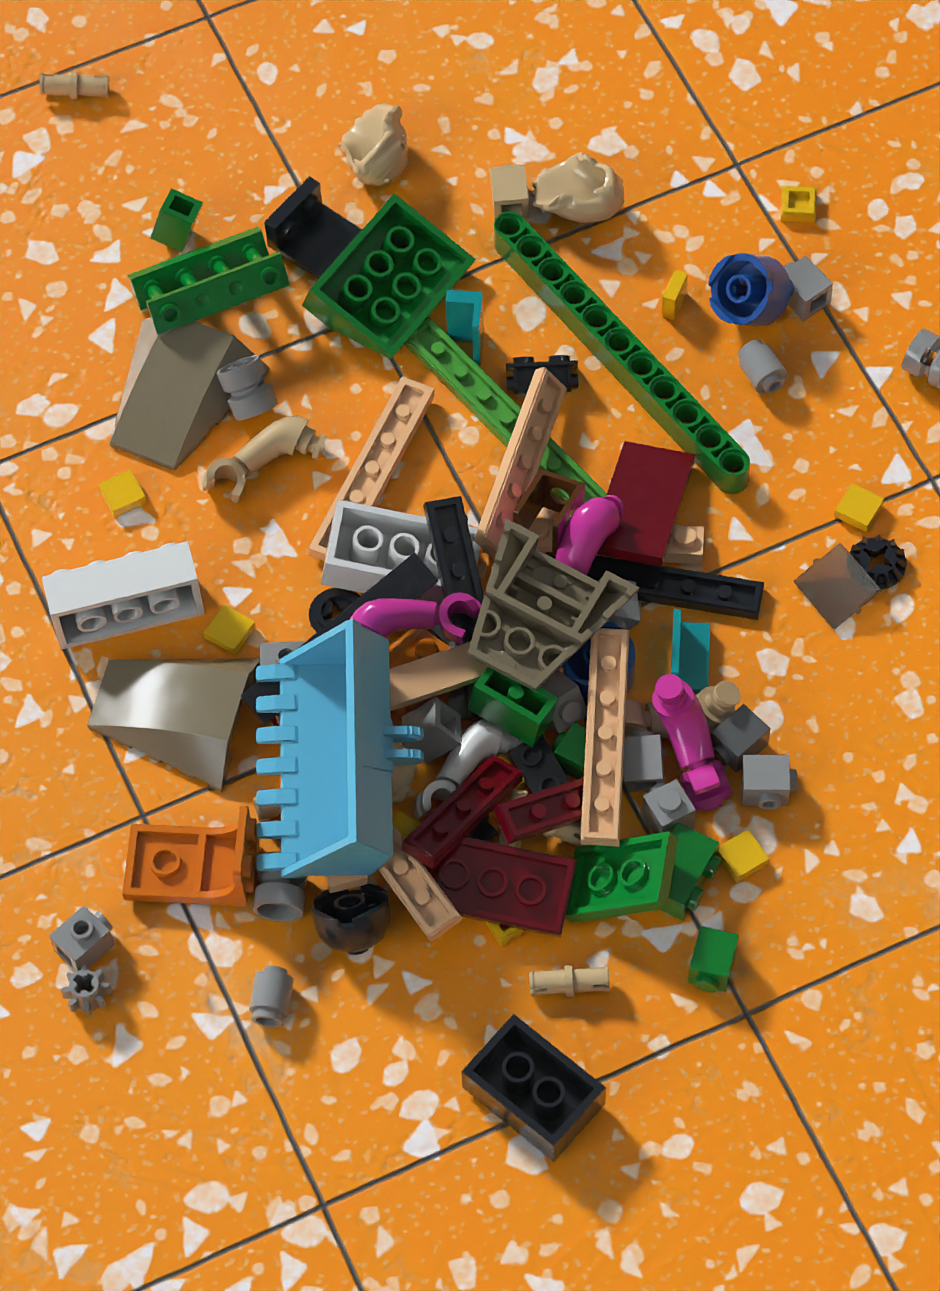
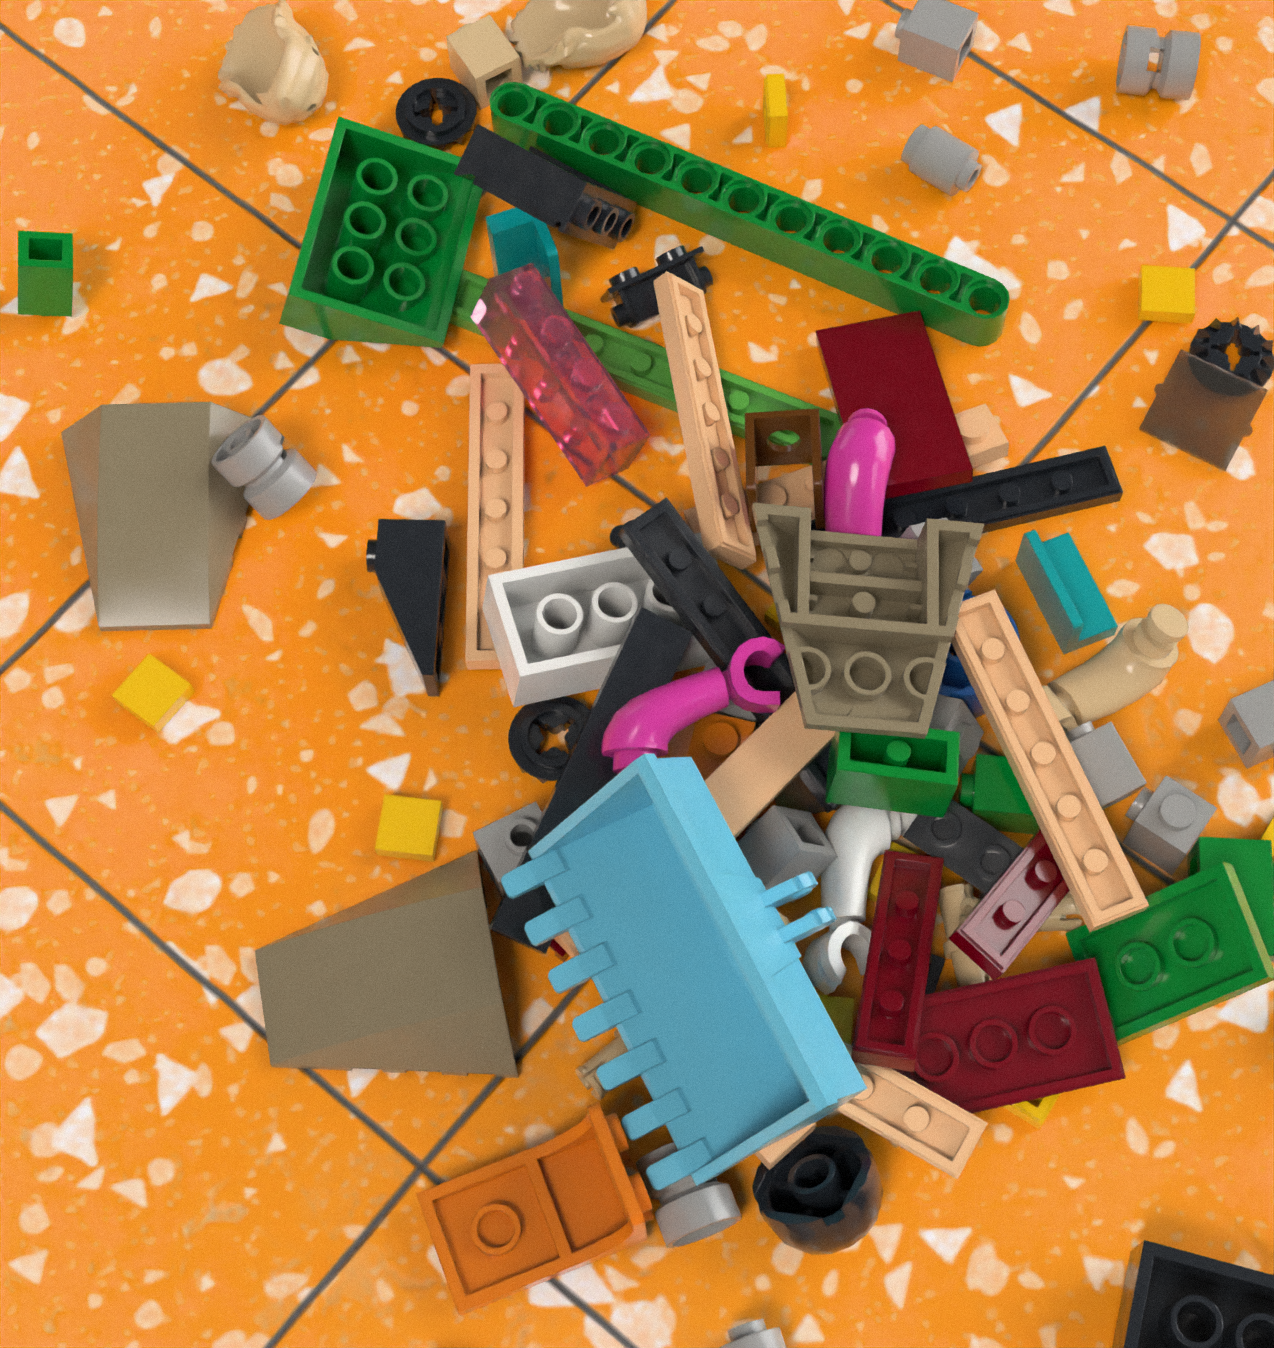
camera: 25 degrees left, 5 degrees up
(123, 595) = (234, 846): white brick -> none
(208, 280) = (133, 339): green fence -> none
(277, 439) = (339, 525): tan piece -> none
(304, 487) = (413, 579): none -> black slope
(309, 230) = (241, 218): black bracket -> none
(448, 403) = (559, 374): none -> clear pink brick
(455, 204) = (453, 100): none -> black gear
(499, 294) = (547, 189): none -> black window
(569, 981) = (1169, 1139): tan pin -> none
(692, 743) = (1148, 708): dark pink piece -> none
(738, 736) = (1201, 677): dark grey brick -> none
(749, 289) = (853, 77): blue brick -> none

